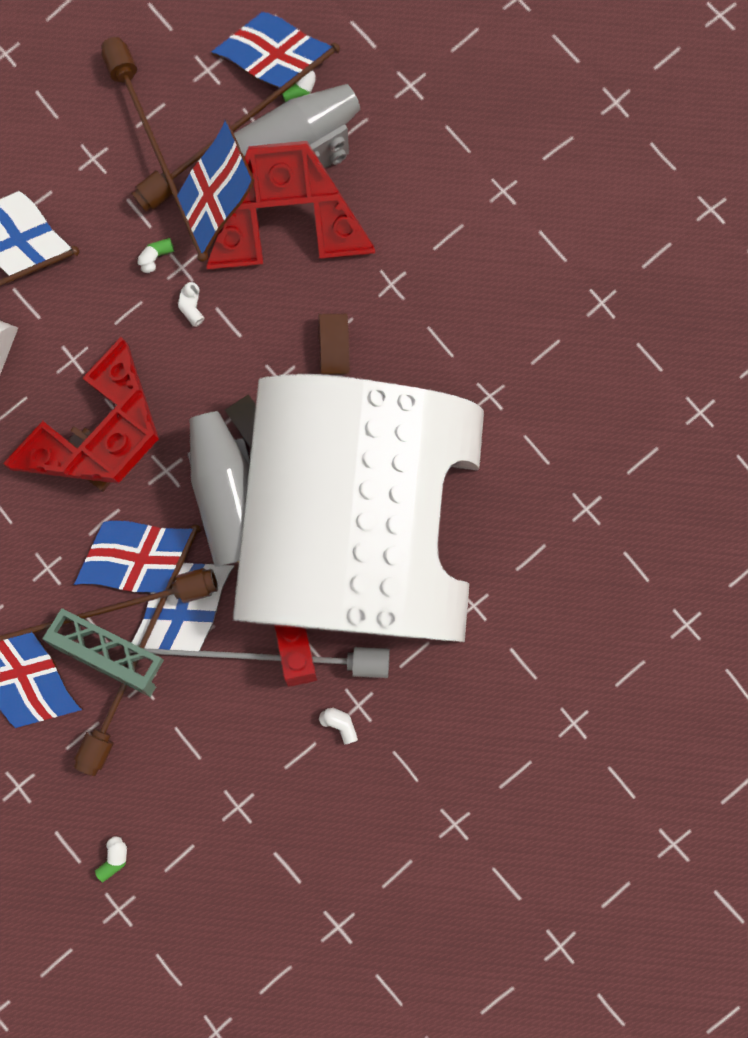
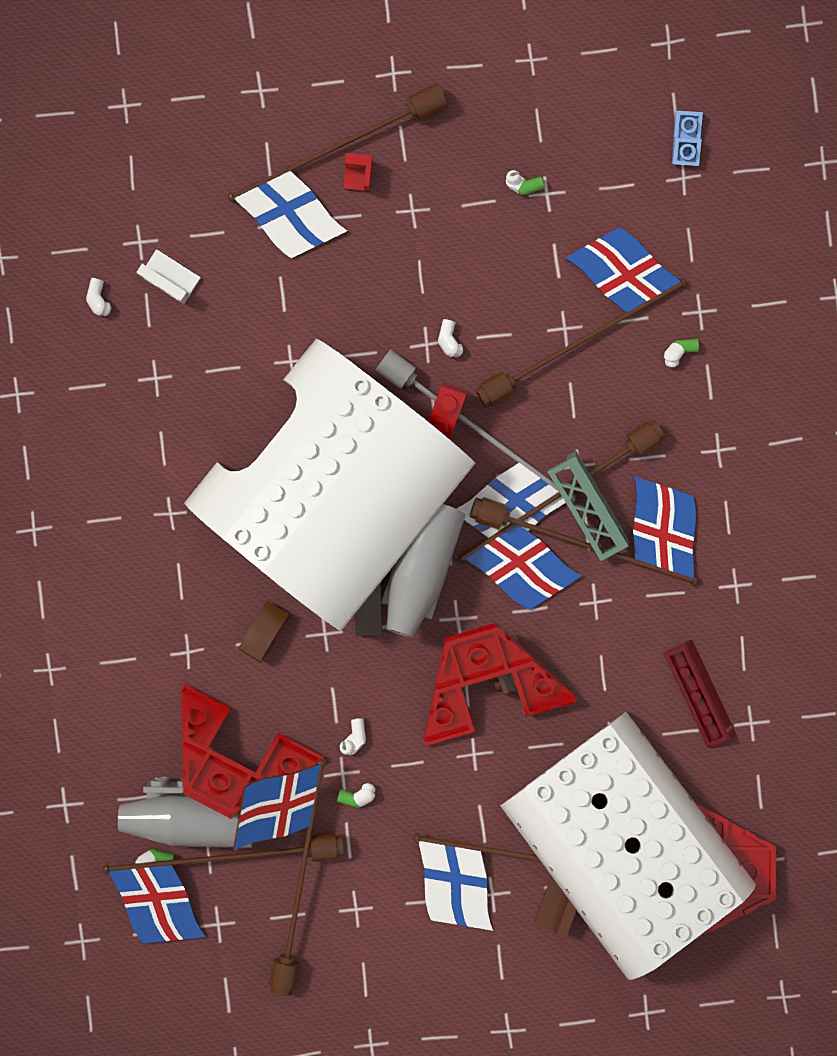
camera: 145 degrees left, 5 degrees up
(214, 897) = (622, 274): none -> flag
(366, 919) = (521, 185): none -> arm
(530, 827) = (358, 172): none -> red panel
(570, 749) = (291, 210): none -> flag
(638, 610) = (169, 276): none -> white panel
(690, 543) = (95, 300): none -> white arm

